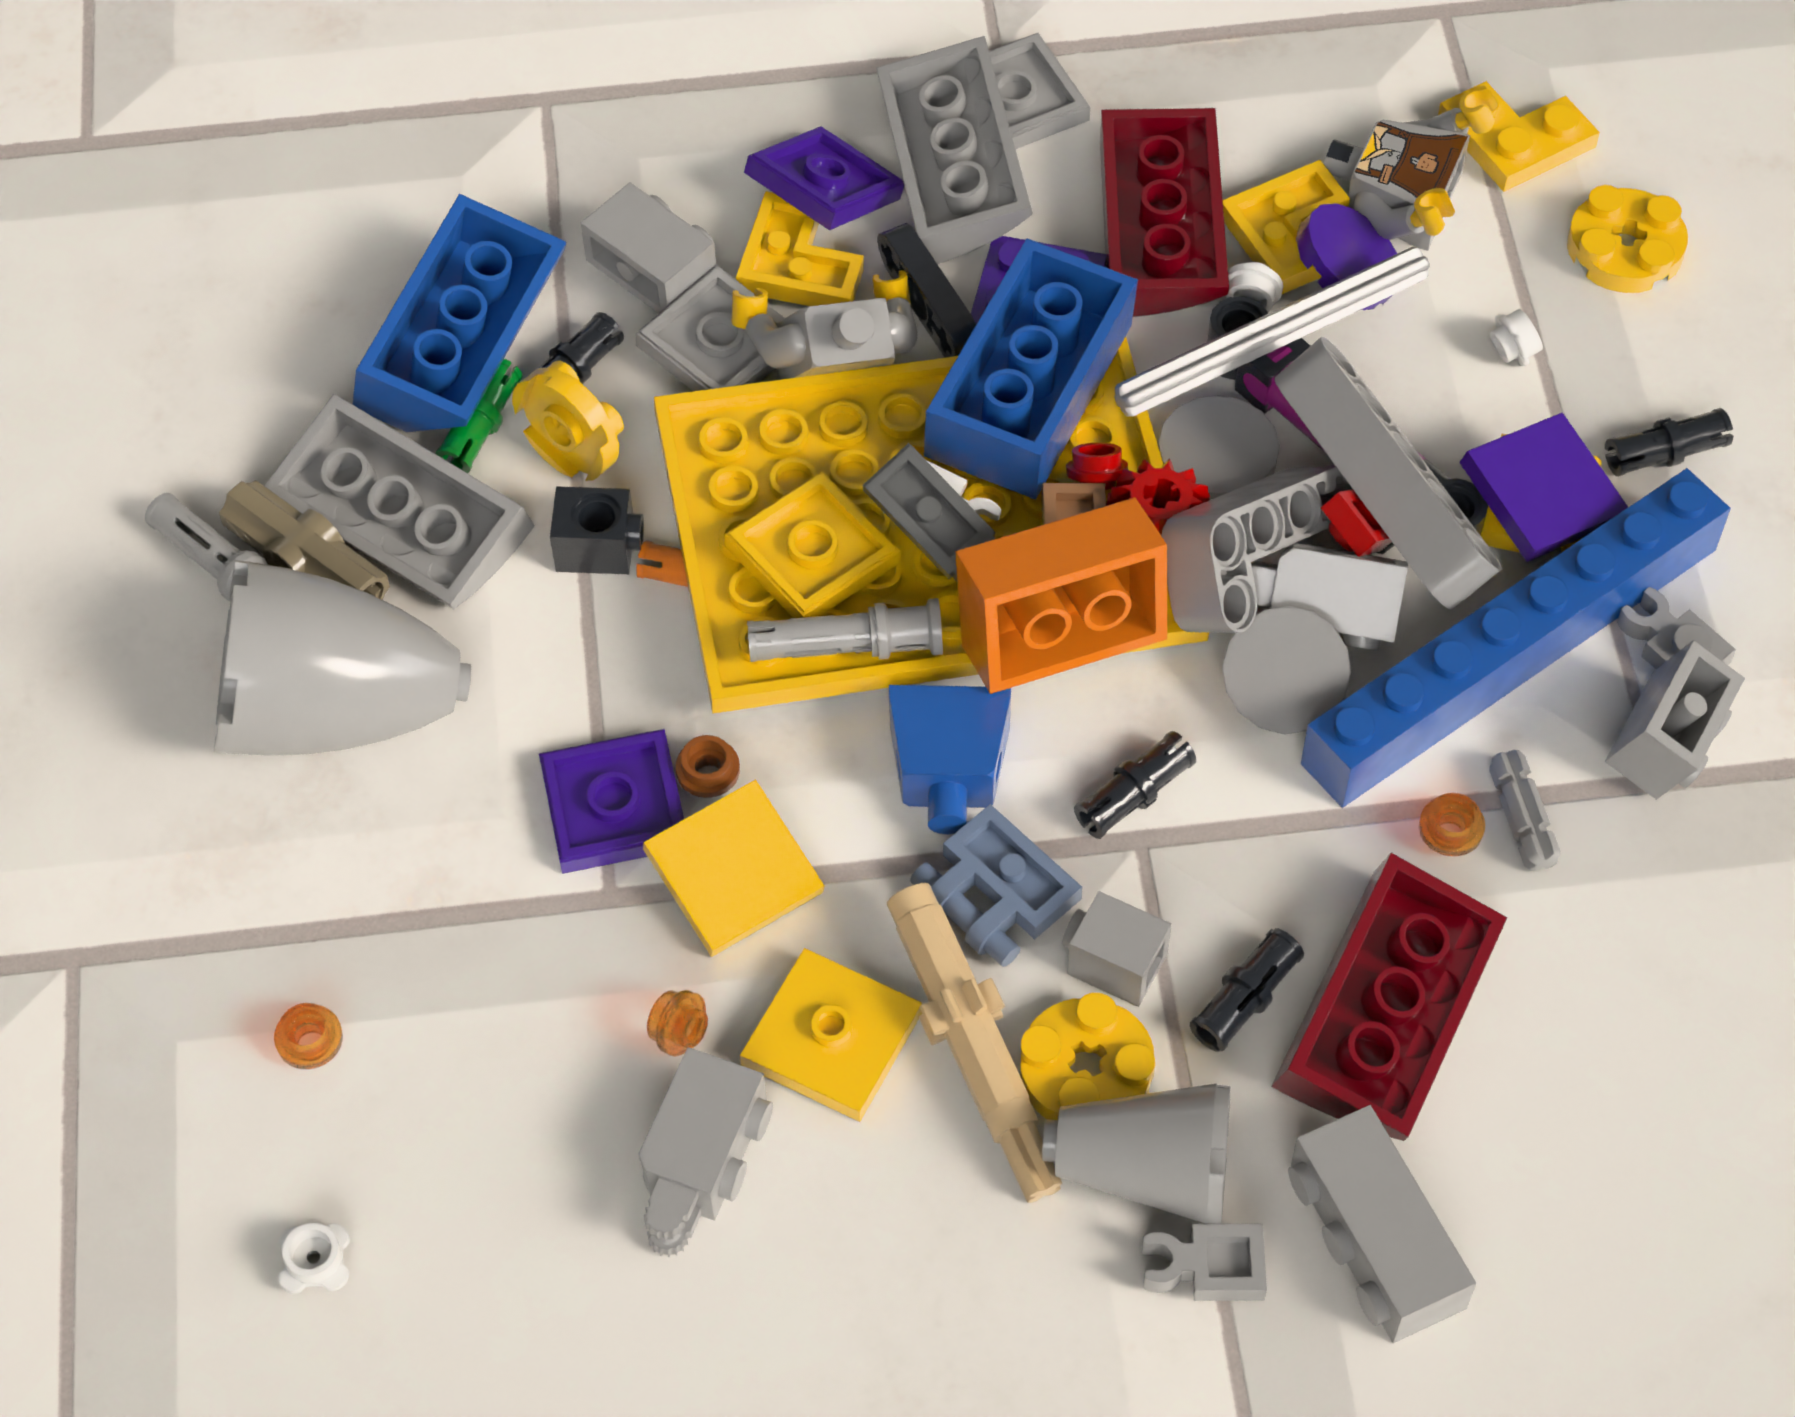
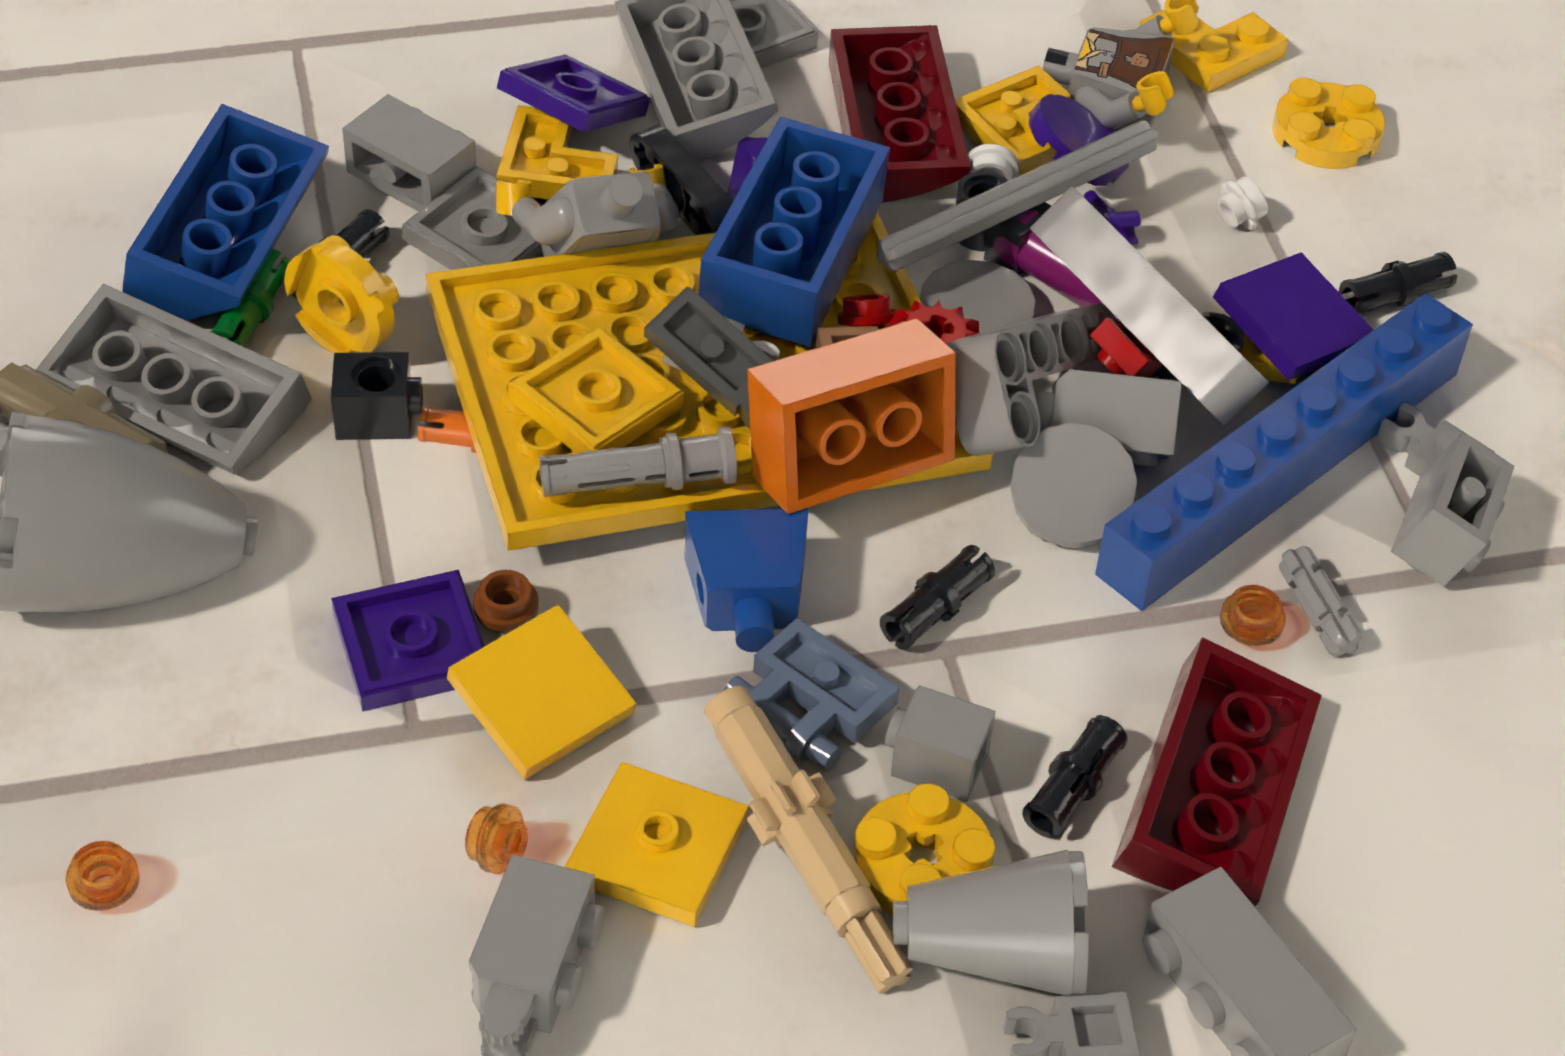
camera: 10 degrees left, 10 degrees down
(1380, 359) = (1122, 221): none -> dark purple hand

